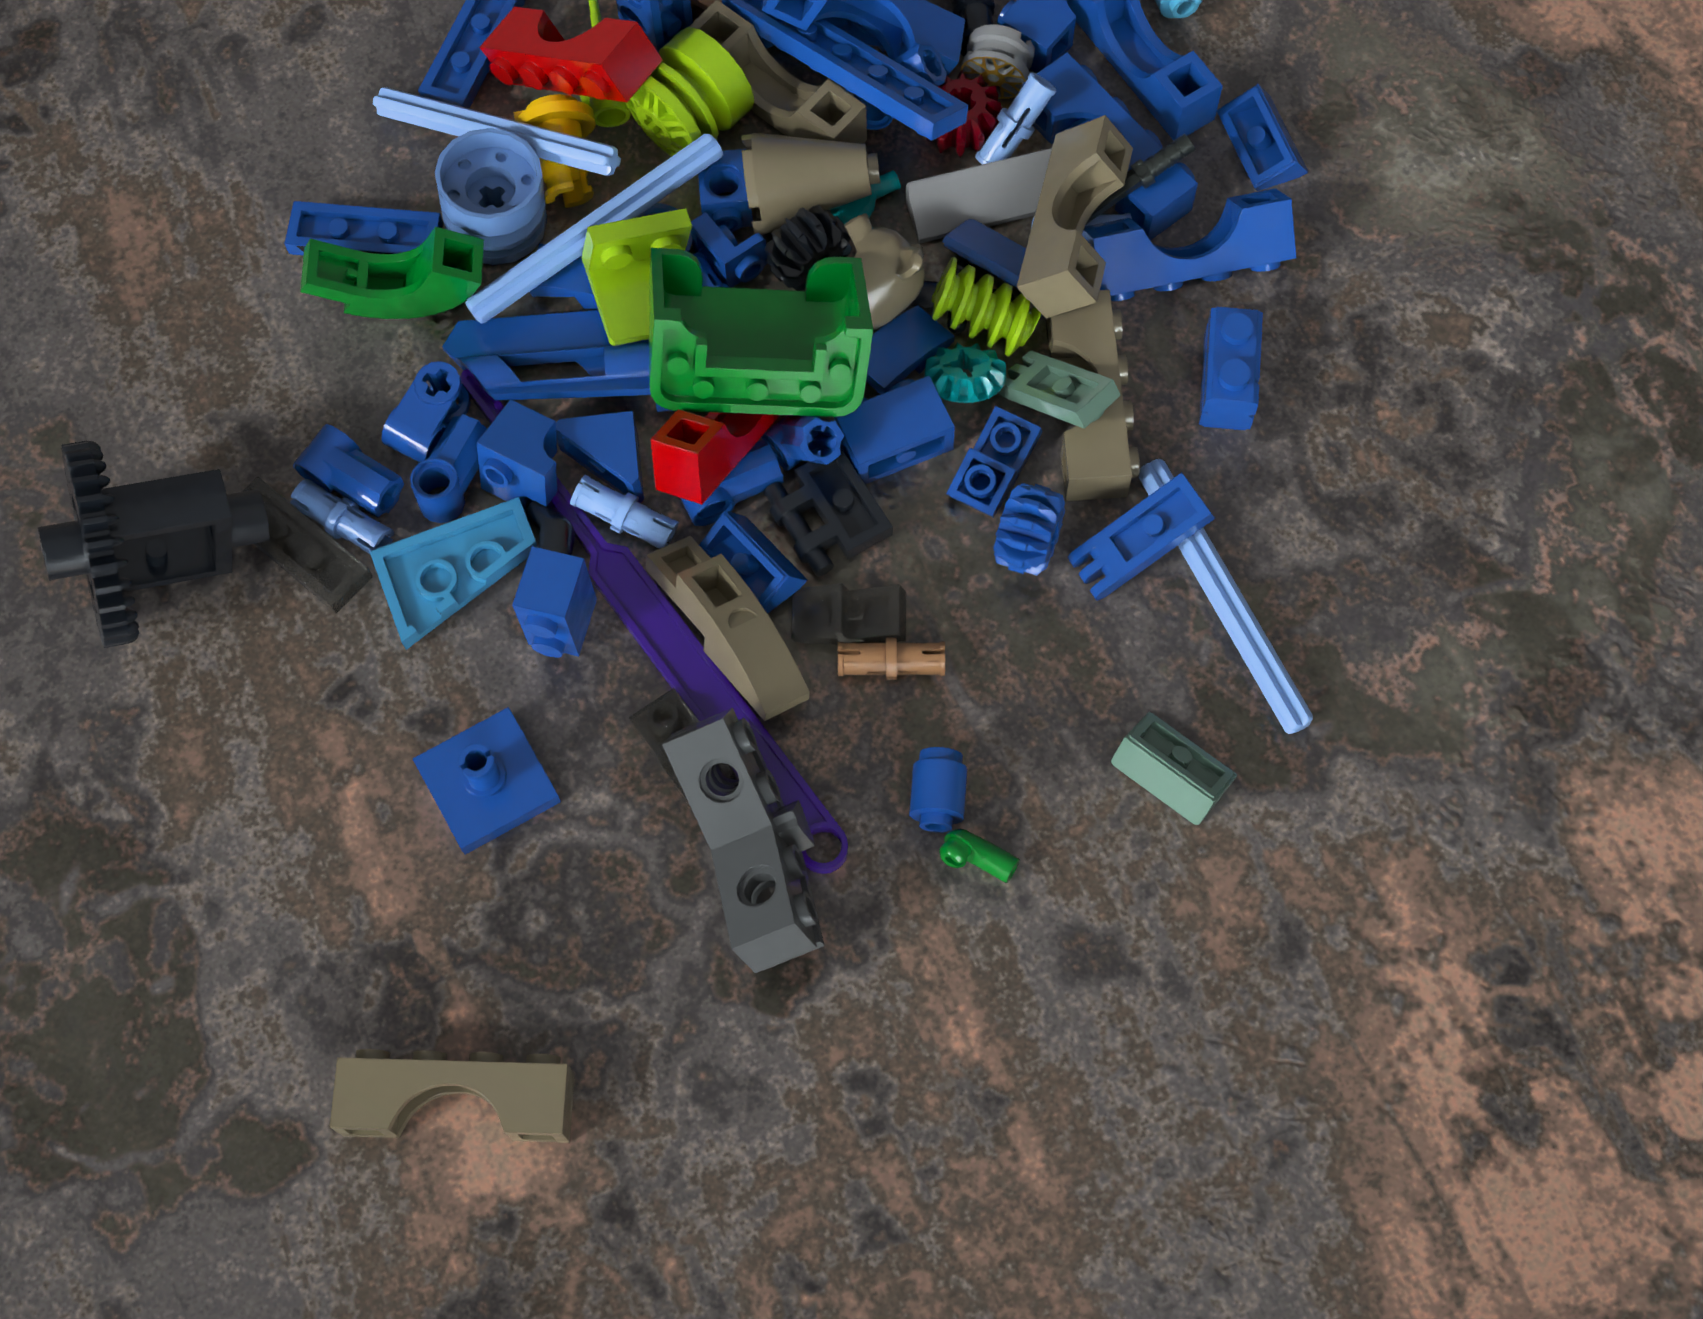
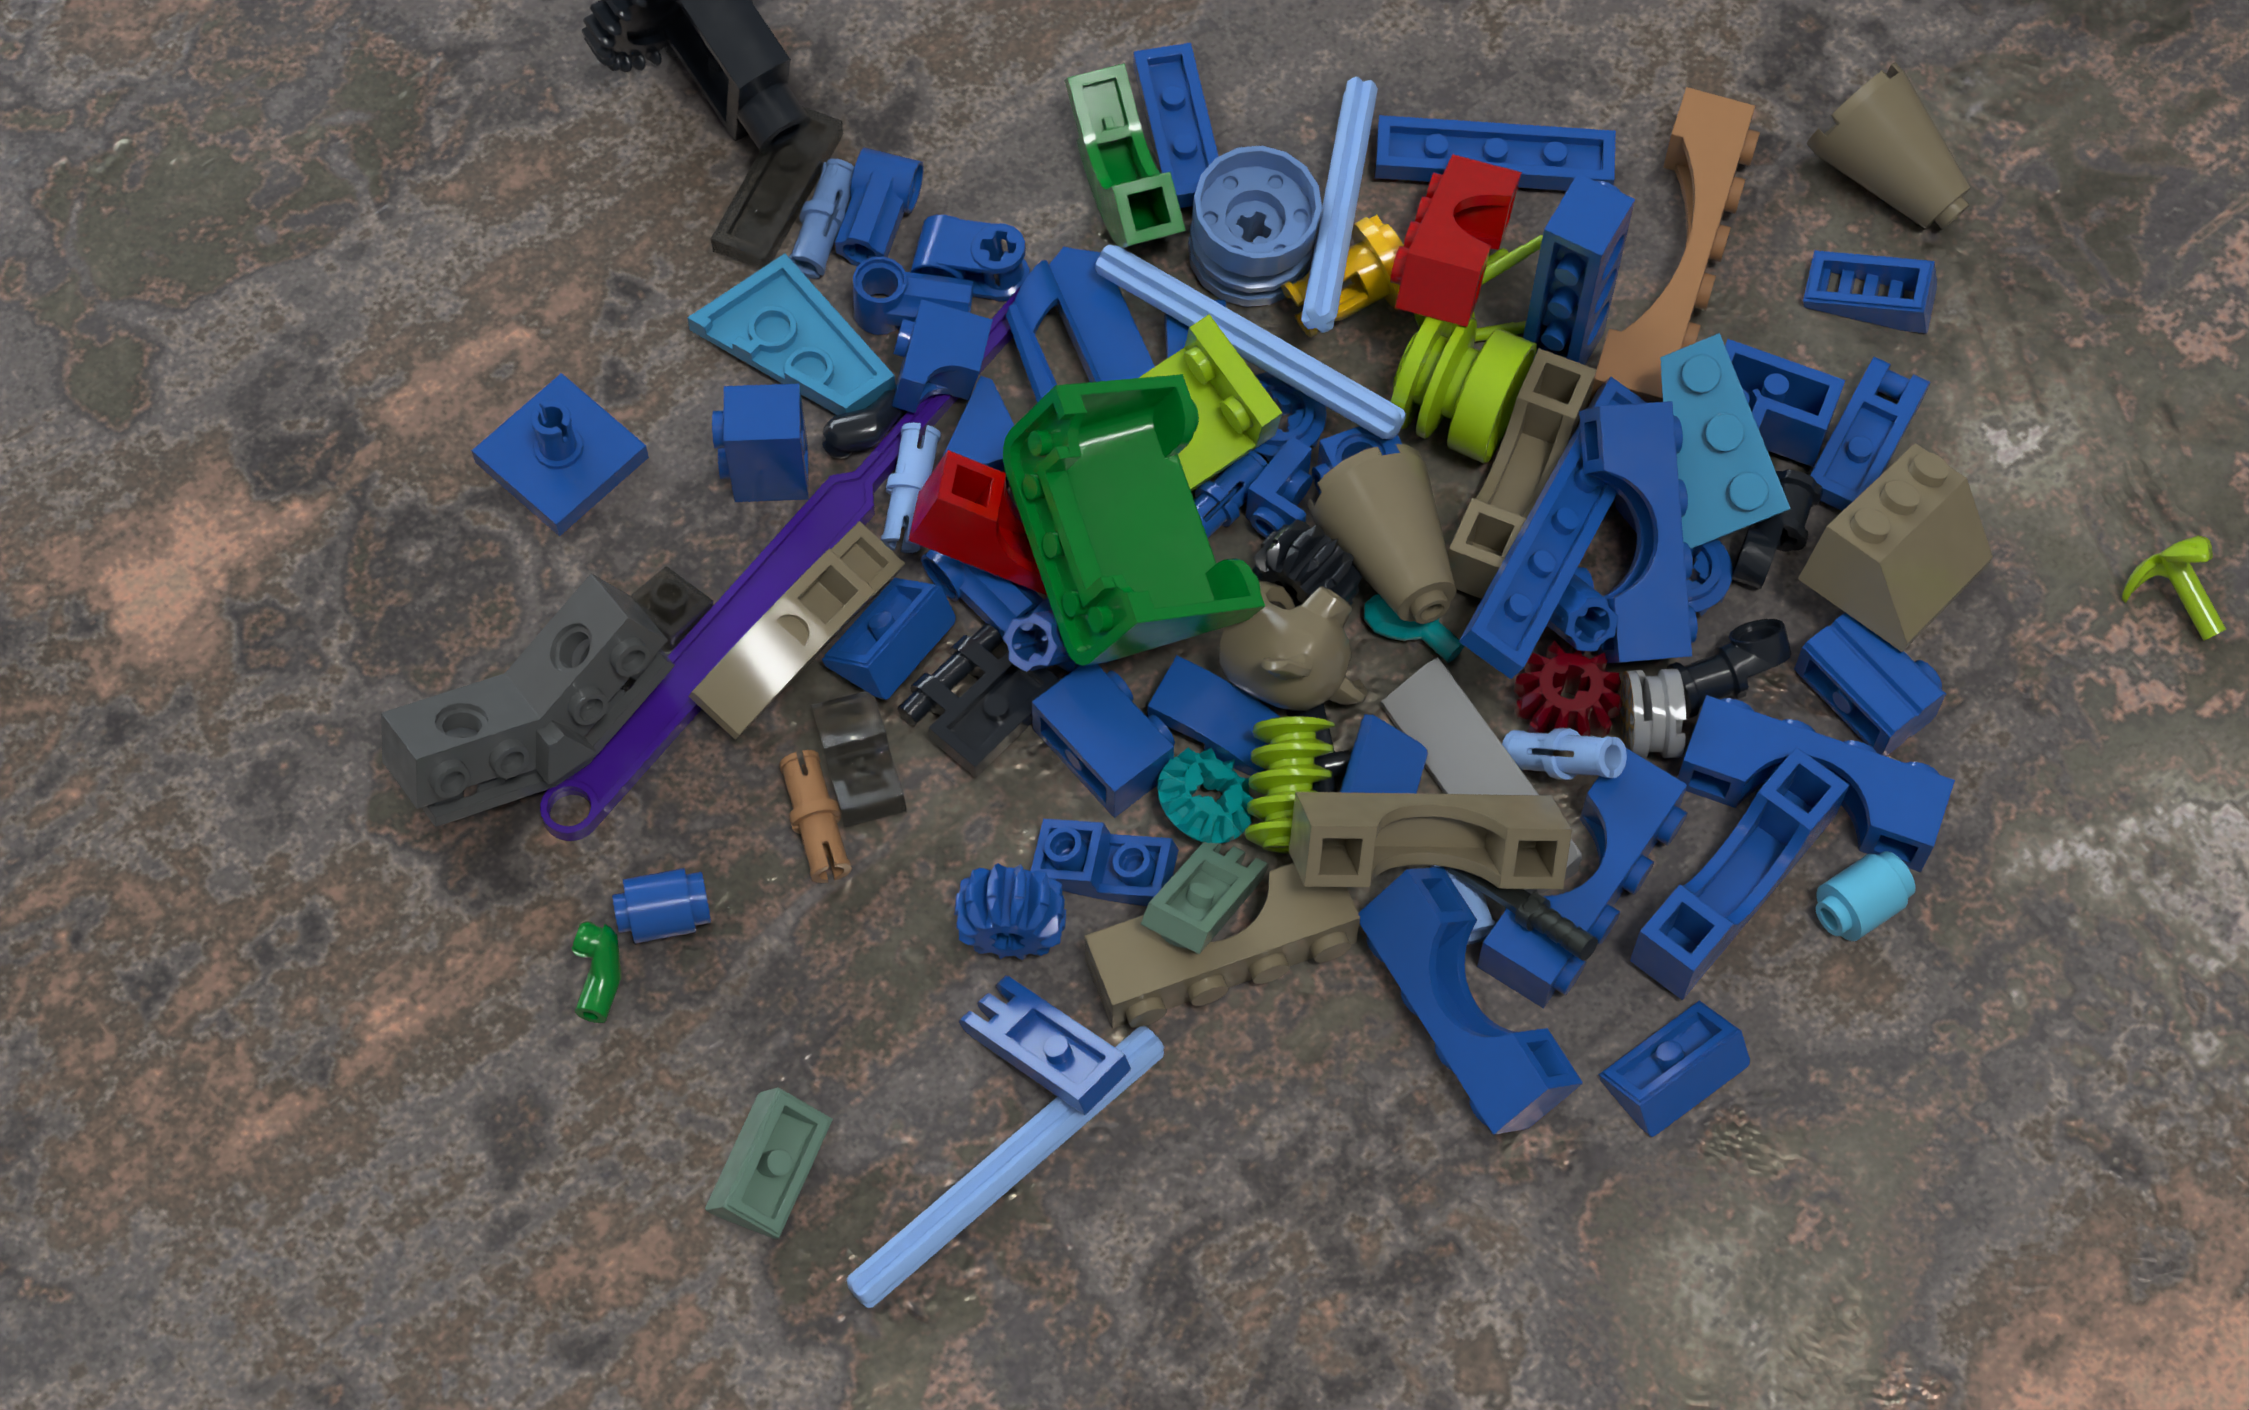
camera: 70 degrees right, 5 degrees down
(382, 1094) = (207, 591): dark tan arch -> none
(1231, 368) = (1310, 1093): blue brick -> none

